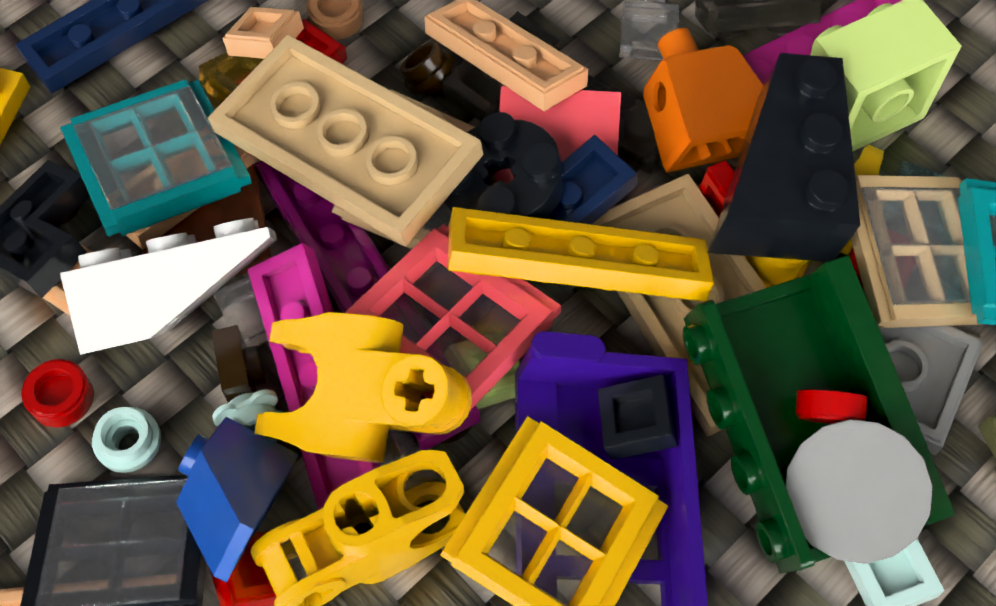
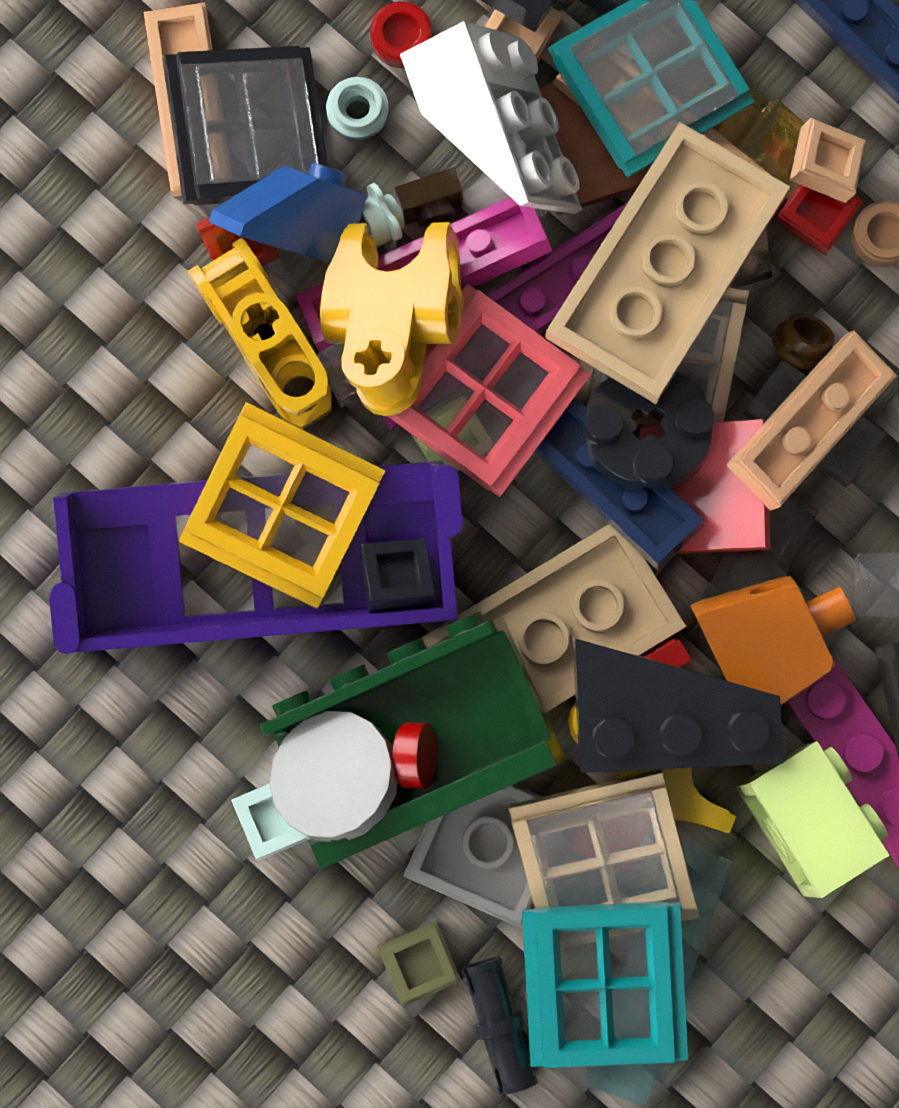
camera: 85 degrees right, 20 degrees up
(578, 254) = (555, 509): yellow plate -> none

